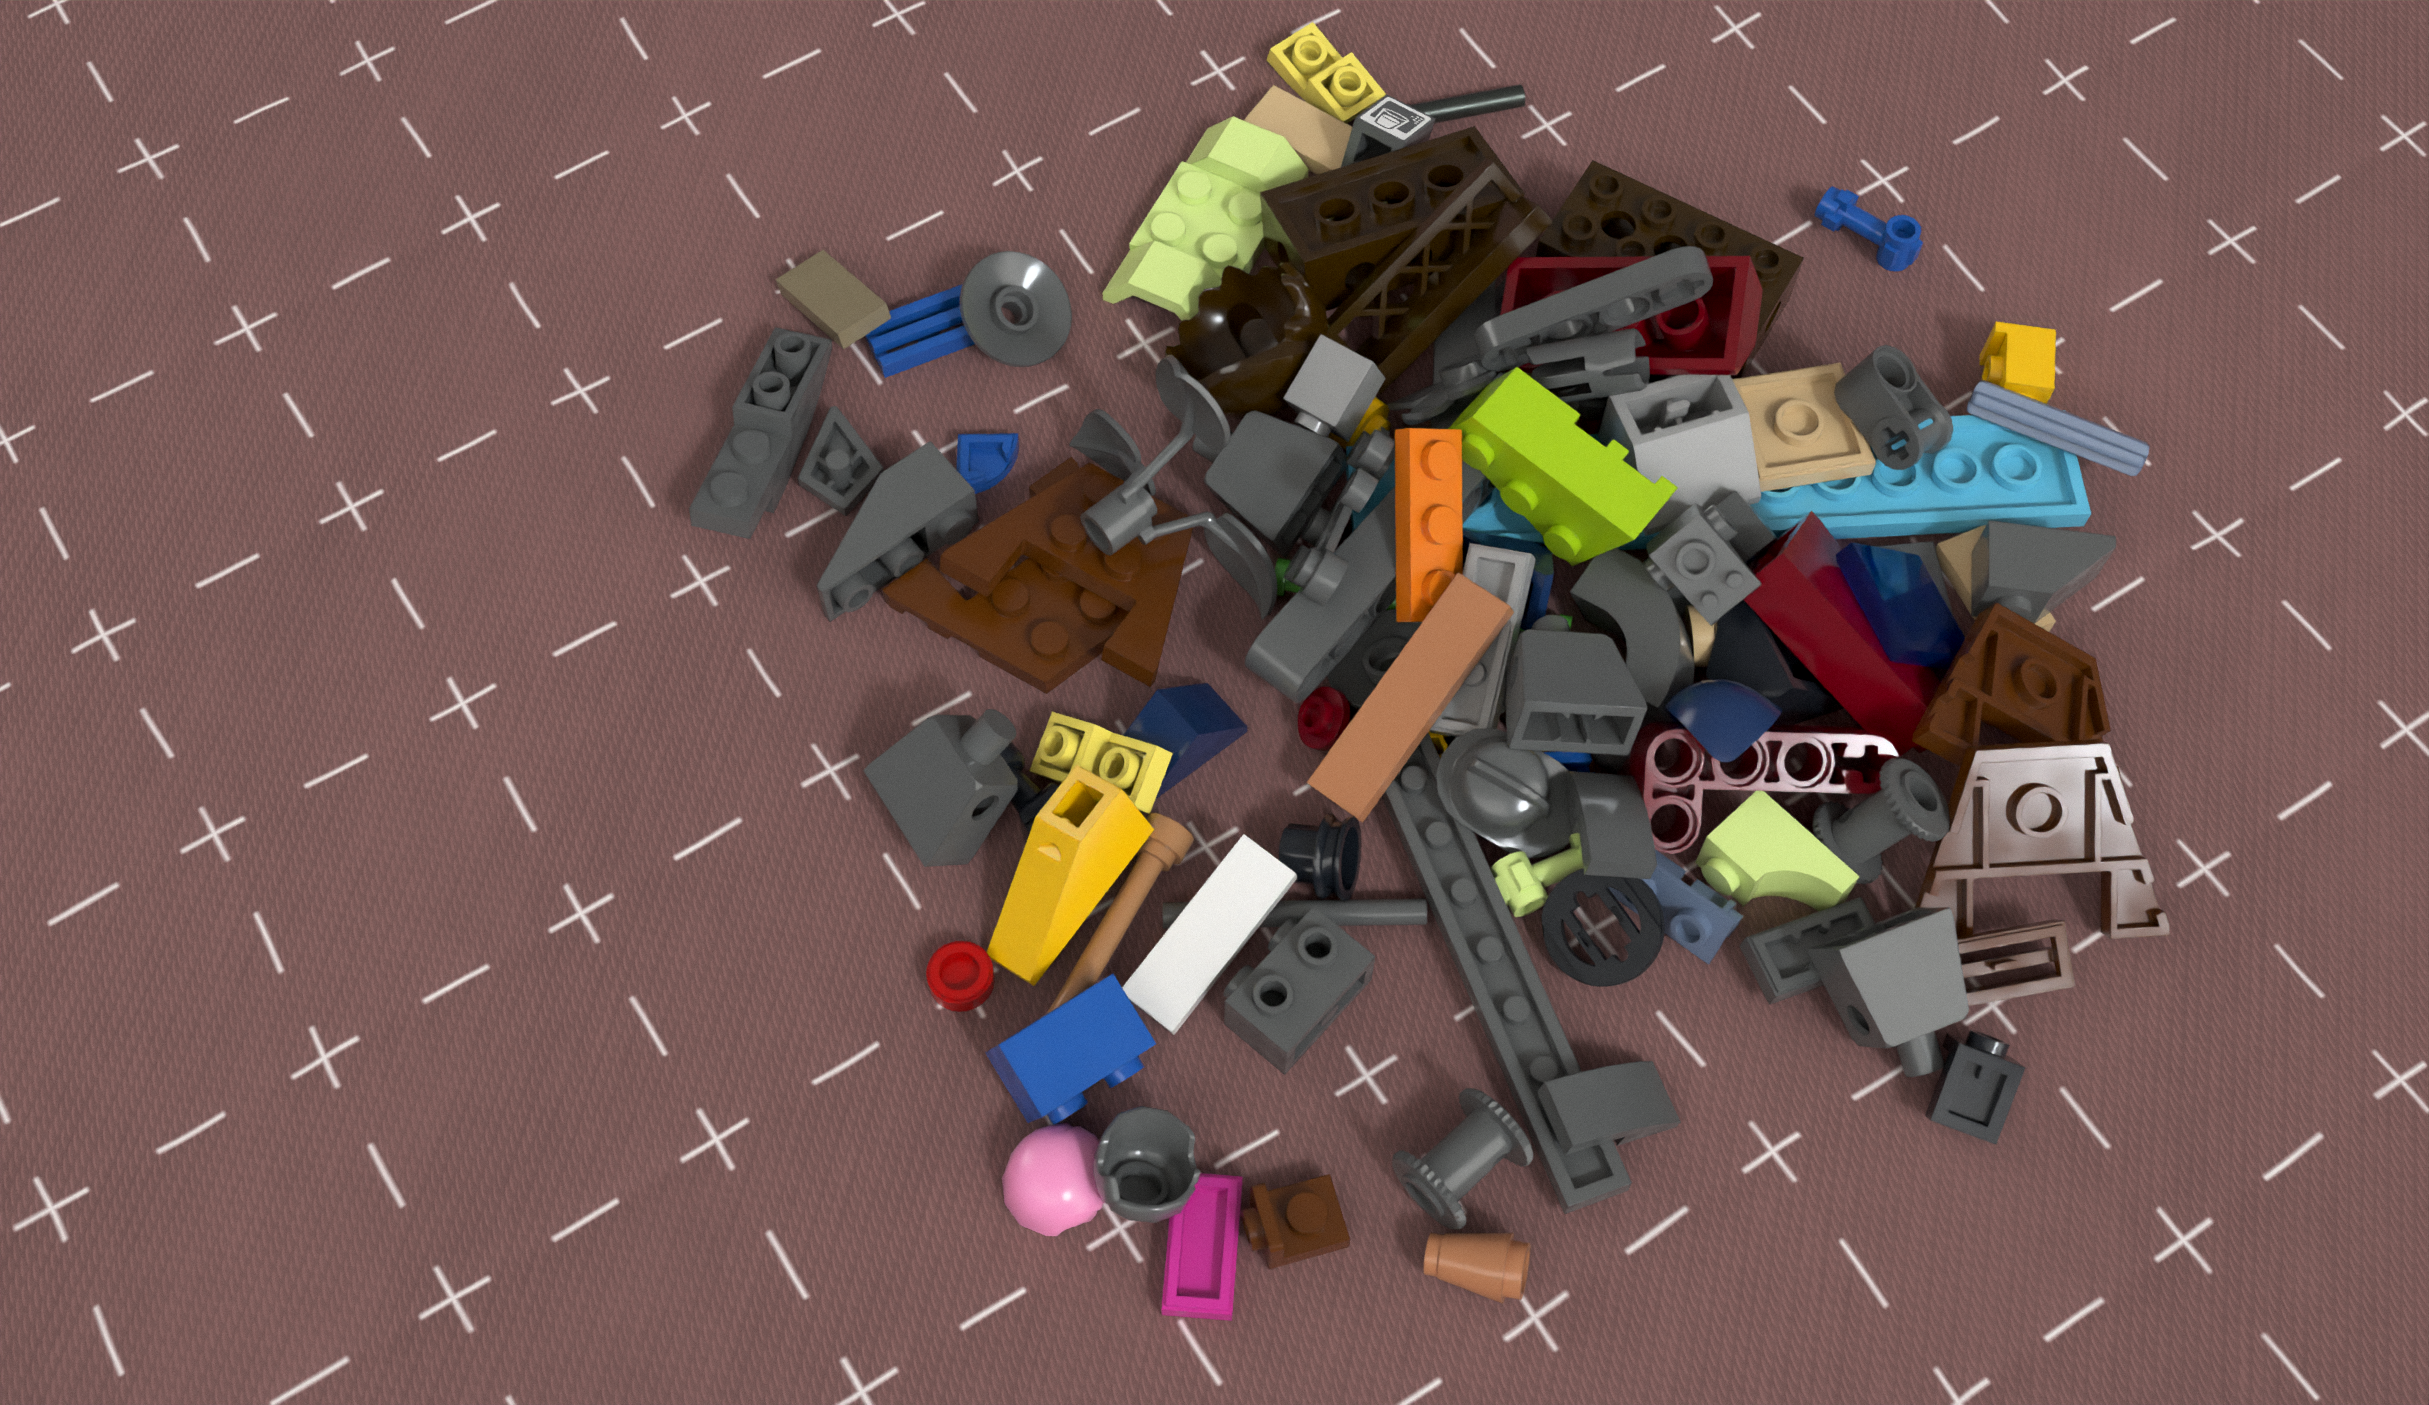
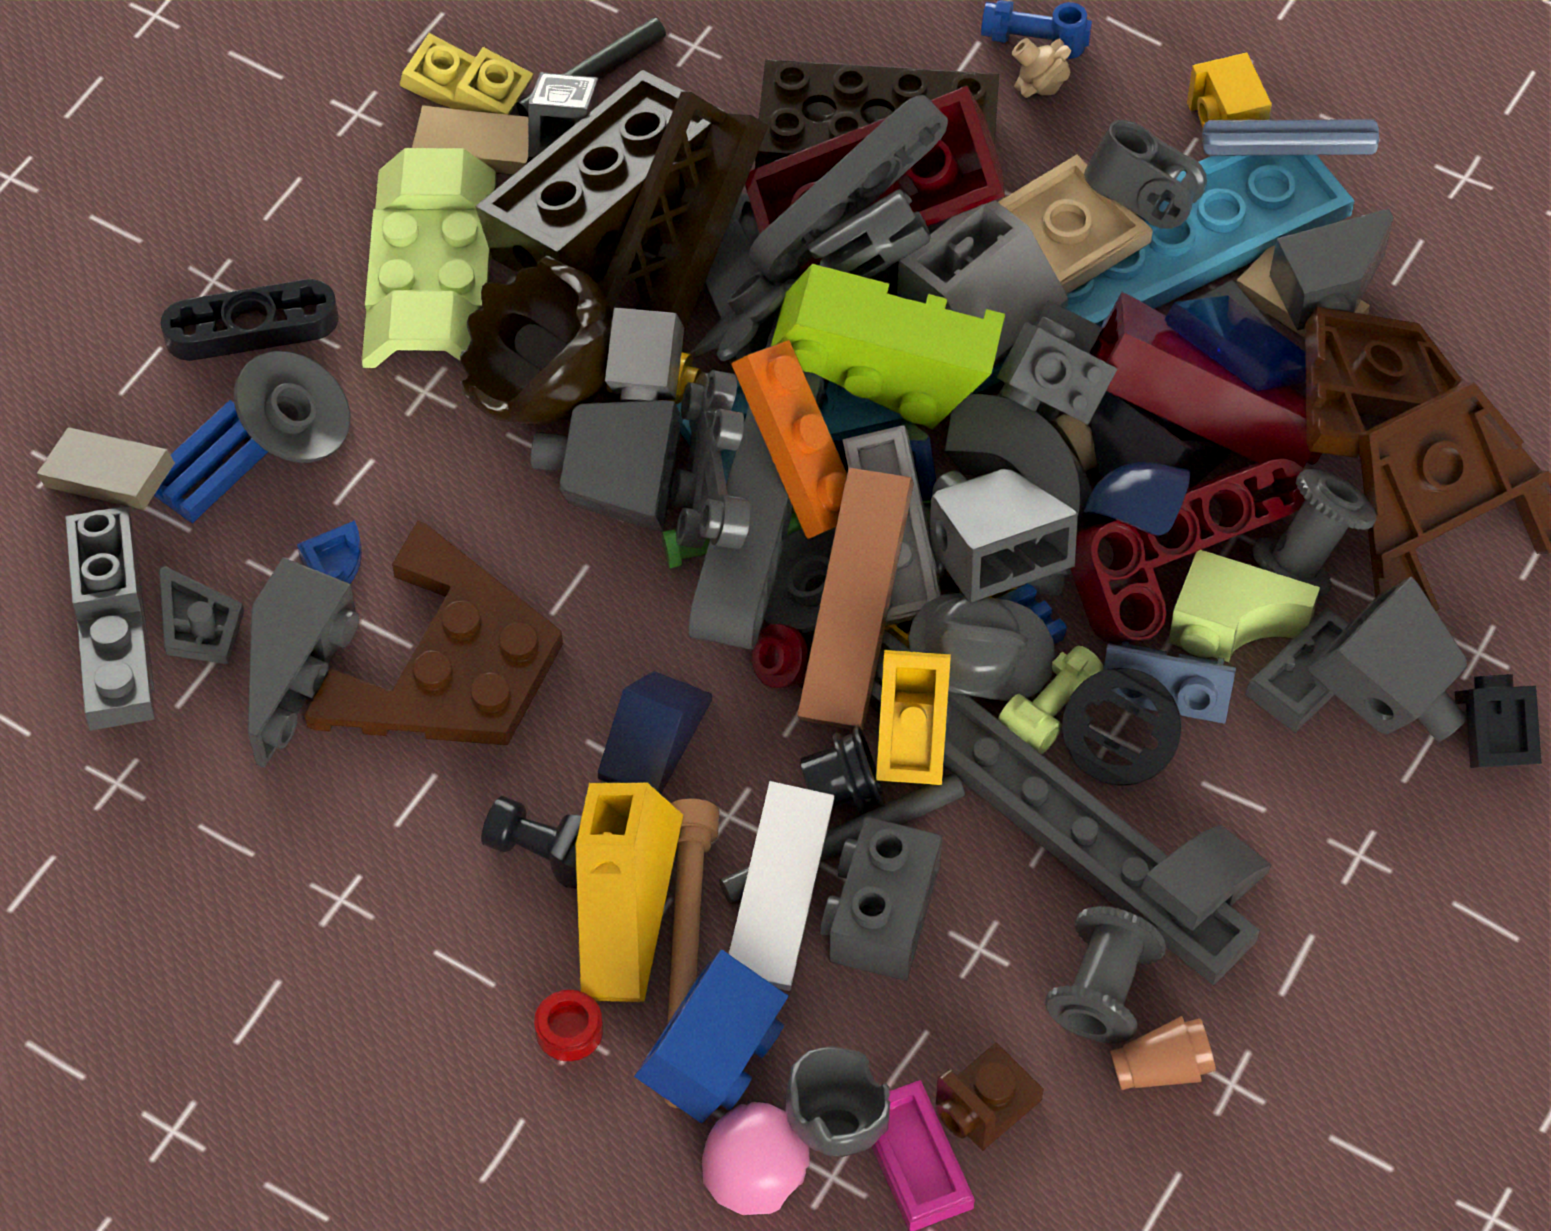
camera: 25 degrees left, 5 degrees down
(947, 784) = (471, 854): dark grey torso -> none
(1013, 198) = (229, 305): none -> black beam
(1051, 533) = (493, 581): reddish brown wing -> none
(1121, 760) = (563, 775): light yellow slope -> none
(1129, 508) = (514, 541): dark grey plant -> none
(1404, 833) = (913, 717): none -> yellow slope
(1611, 825) = (1090, 631): dark grey slope -> none
(1854, 268) = (1042, 67): none -> tan plant
(2057, 953) = (1512, 584): tile -> none

